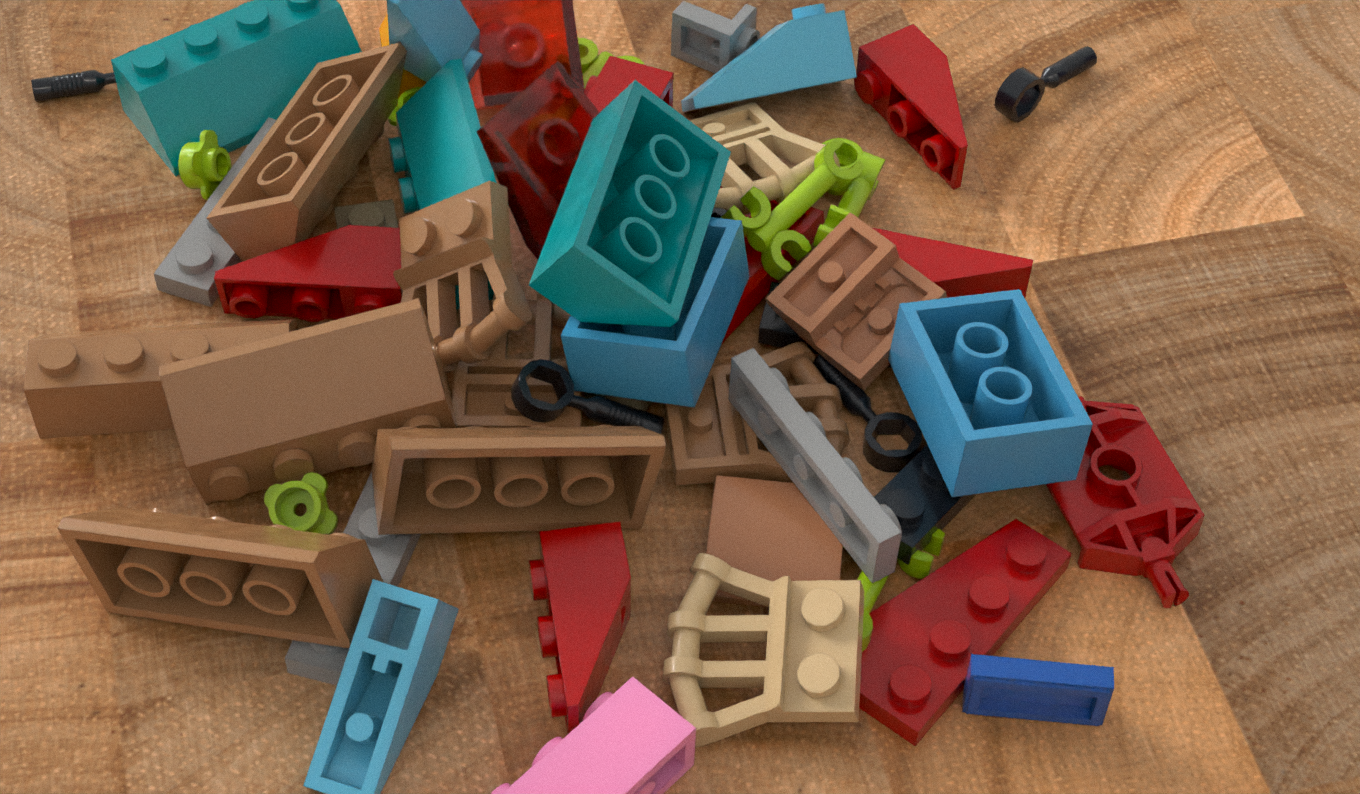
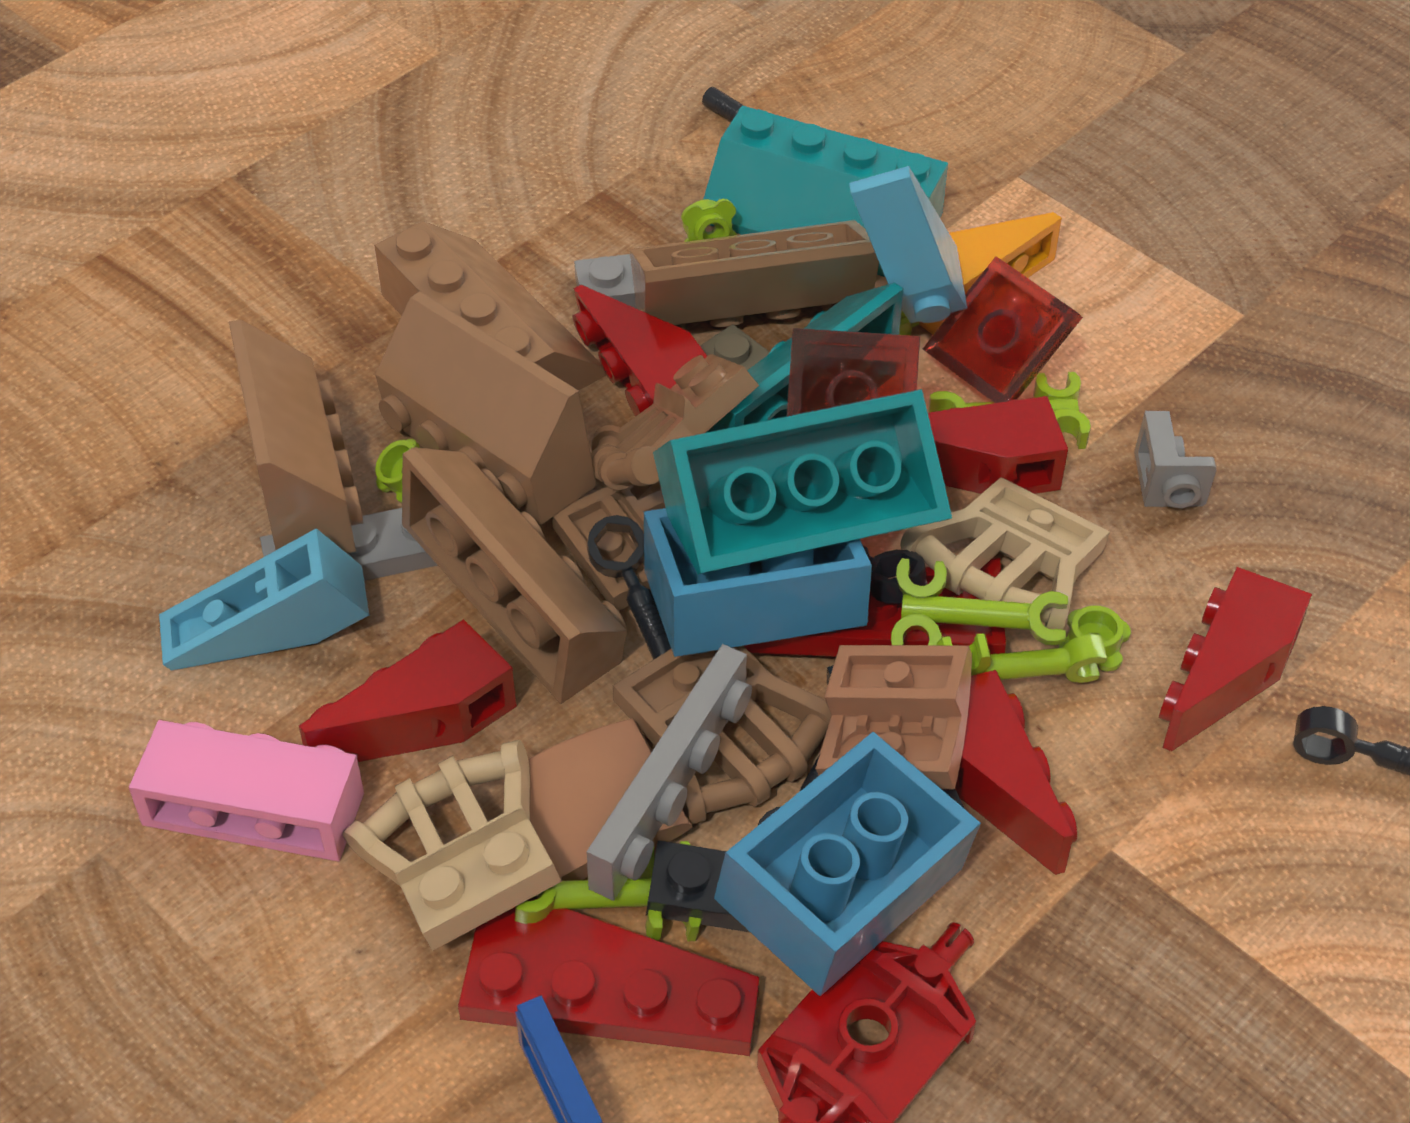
camera: 60 degrees right, 0 degrees up
(789, 57) = (1182, 527): medium azure slope -> none

